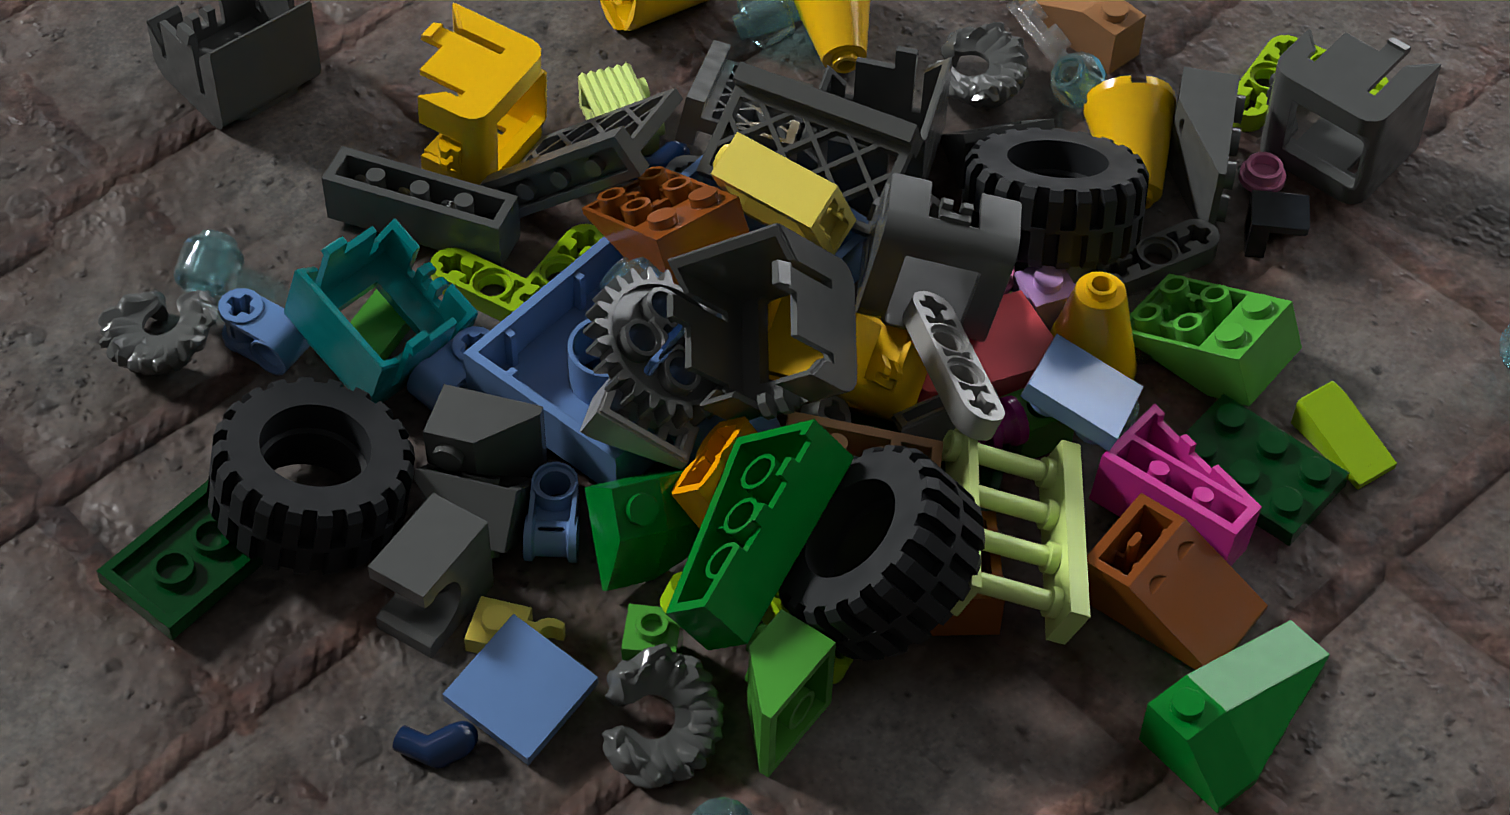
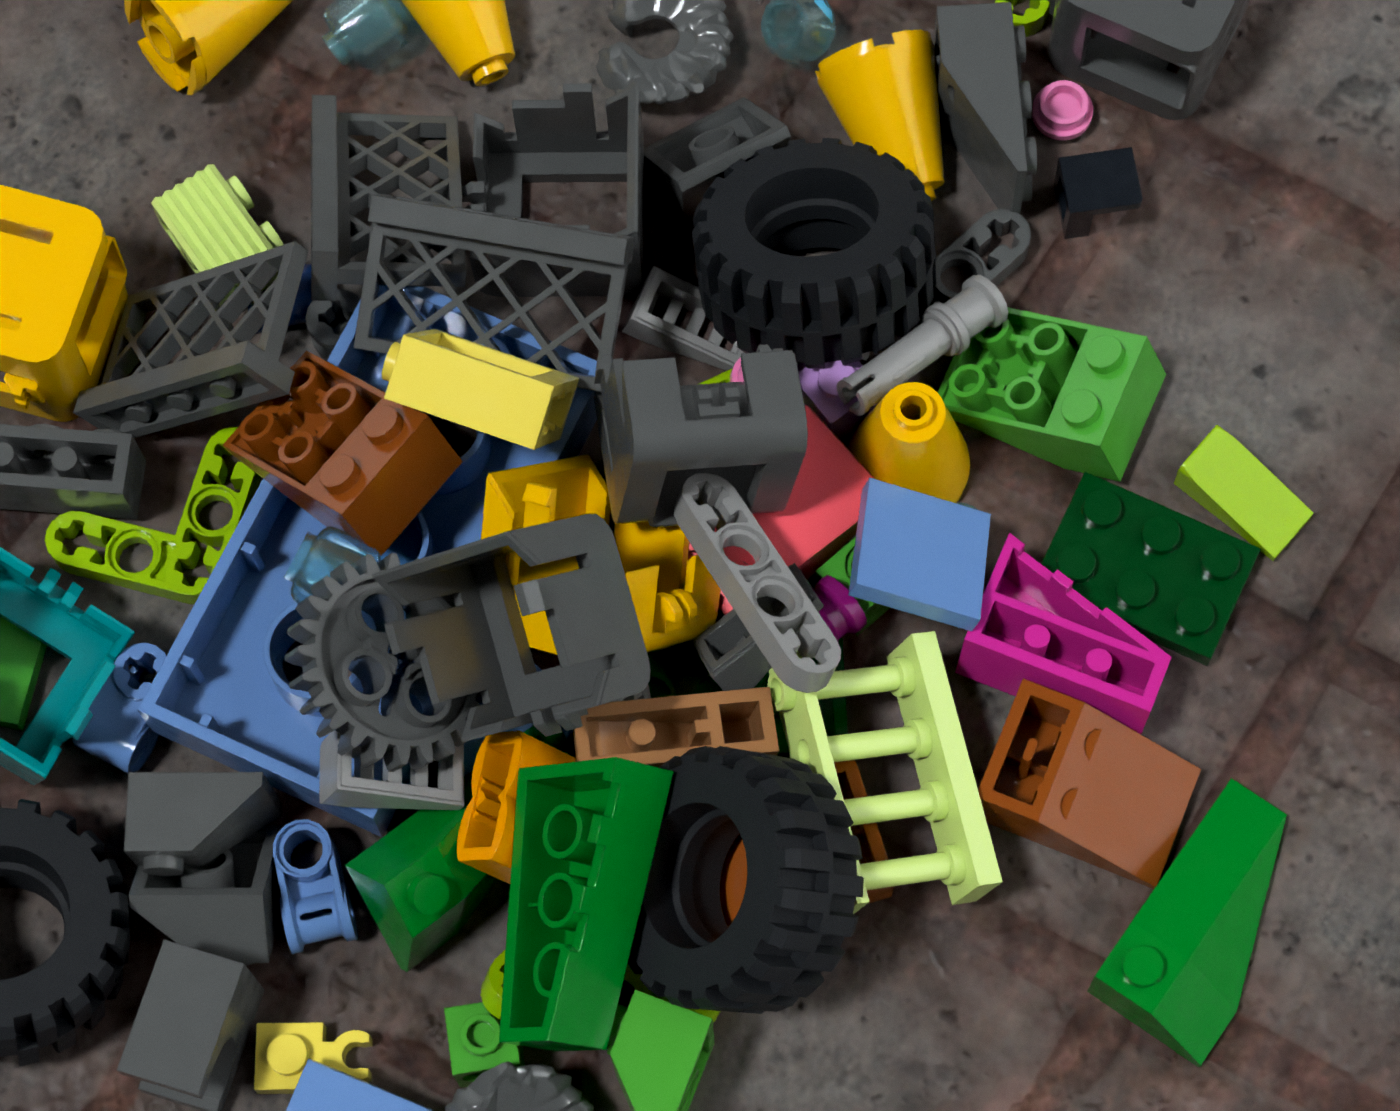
camera: 10 degrees left, 20 degrees up
(1136, 268) = (942, 331): none -> light grey pin

